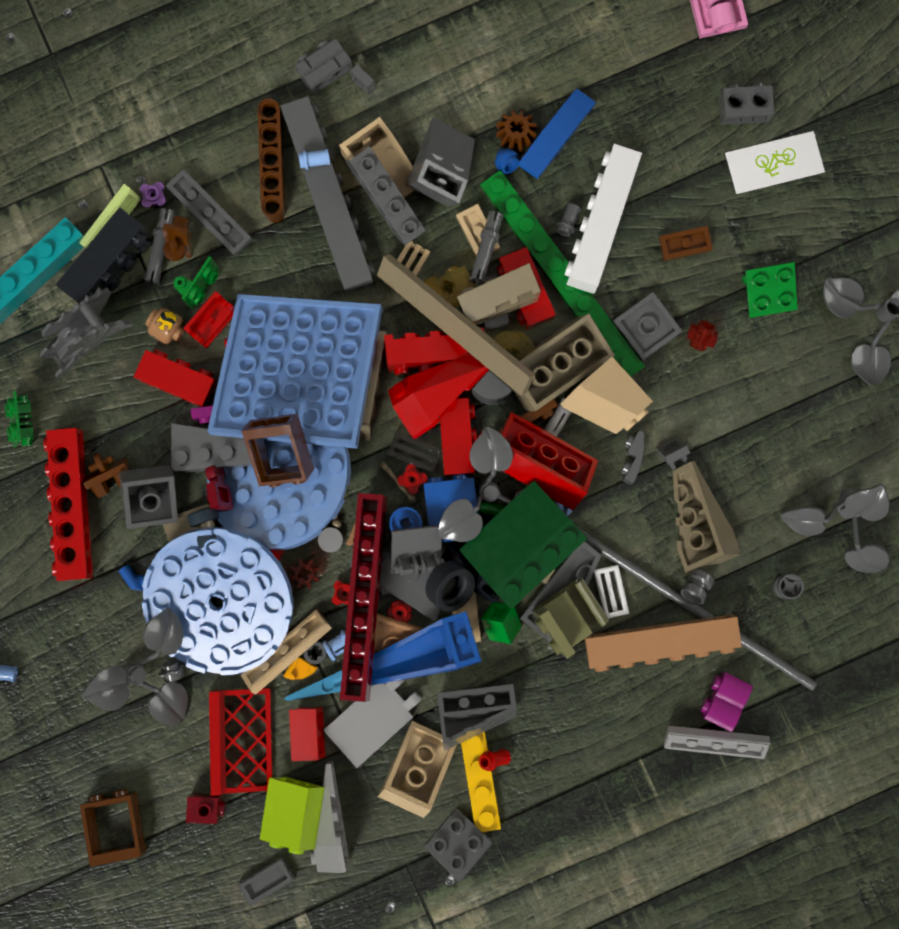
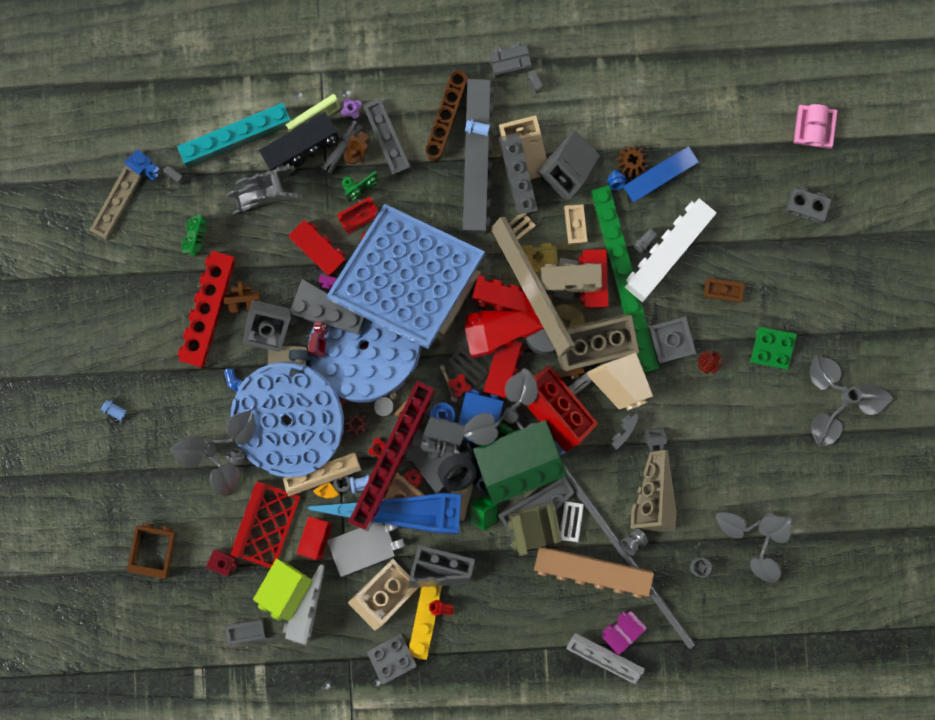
camera: 25 degrees right, 0 degrees up
(165, 325) = (324, 207): medium nougat head -> none
(277, 426) = (374, 311): window -> none
(489, 237) = (582, 232): dark grey pin -> none
(774, 162) = (813, 255): white sticker -> none

